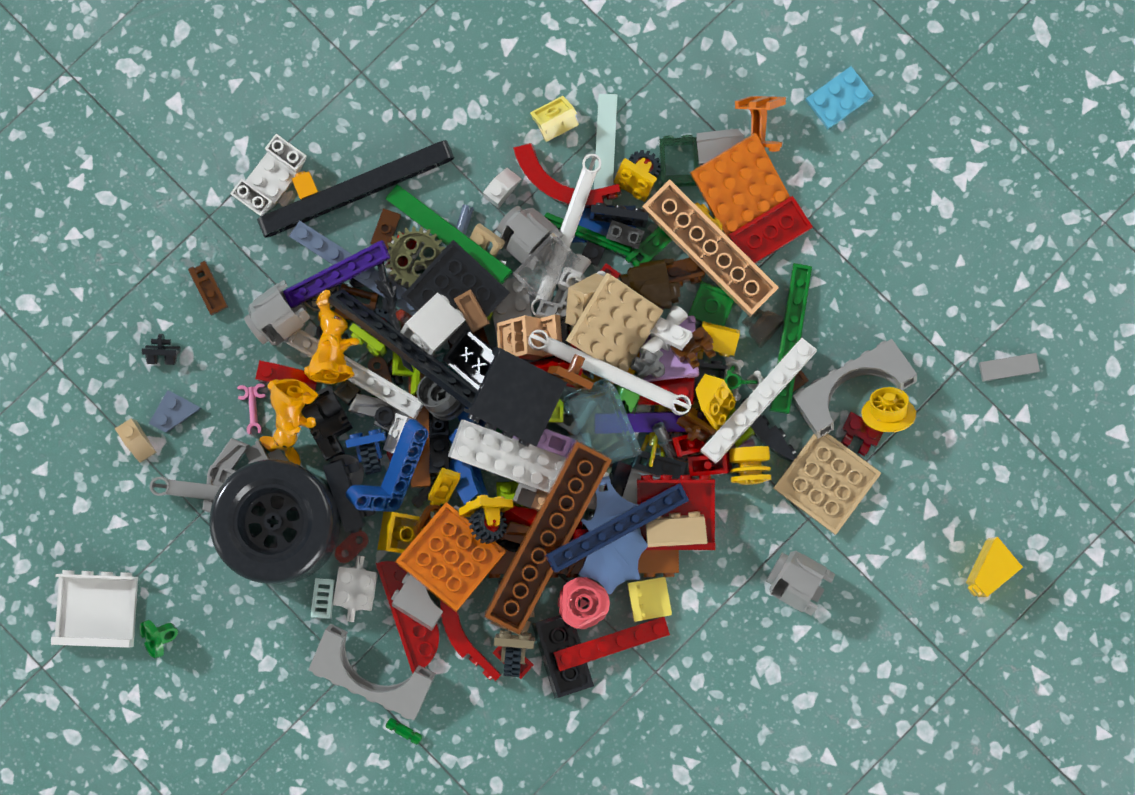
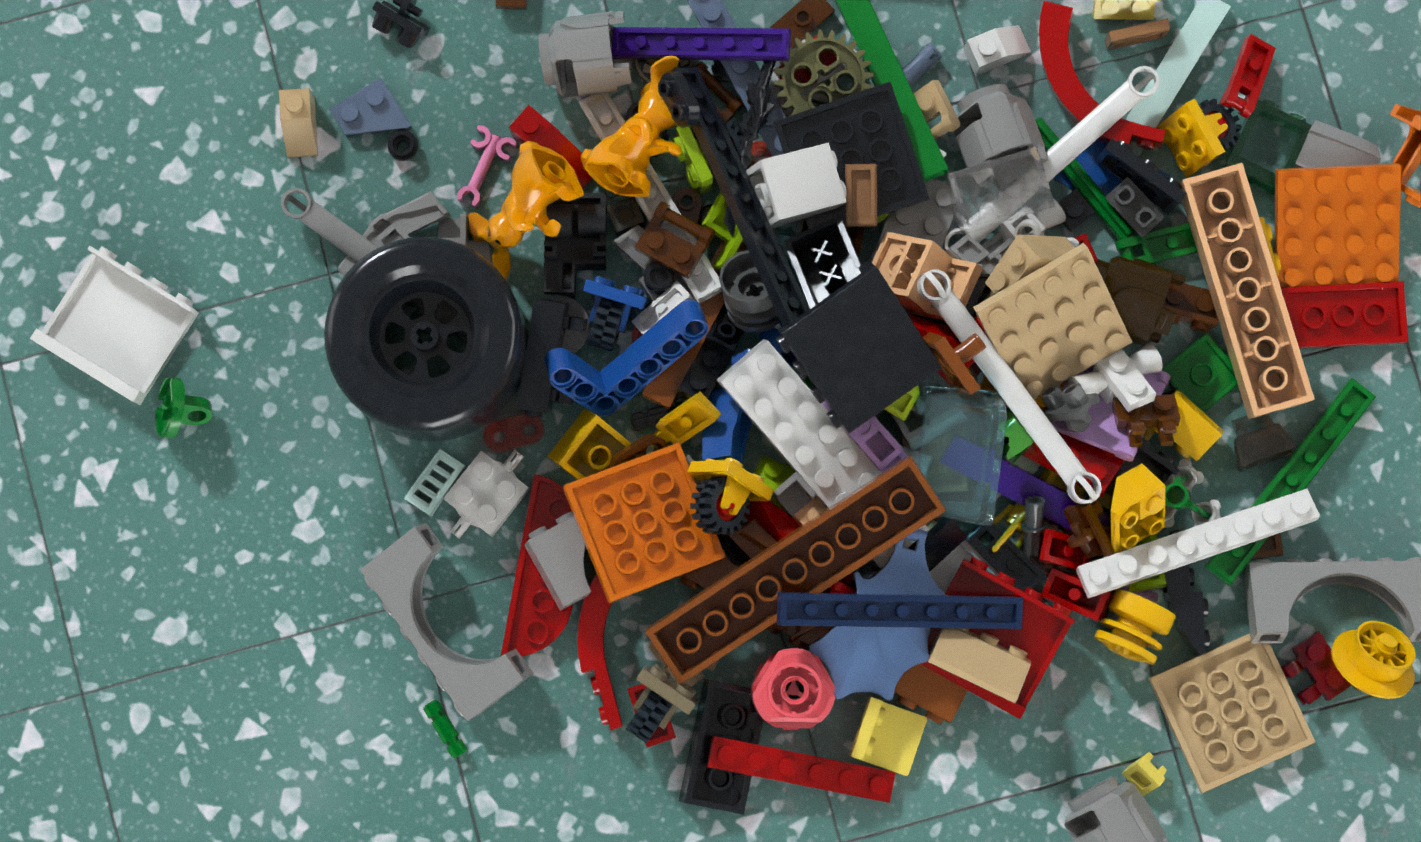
camera: 30 degrees right, 0 degrees up
(195, 421) = (396, 139): none -> black plate
(341, 312) = (679, 99): none -> black plate
(382, 397) = (670, 249): none -> reddish brown plate
(574, 138) = (1137, 34): none -> medium nougat tile
(647, 127) = (1248, 75): none -> red plate
(799, 542) = (1145, 774): none -> light yellow tile

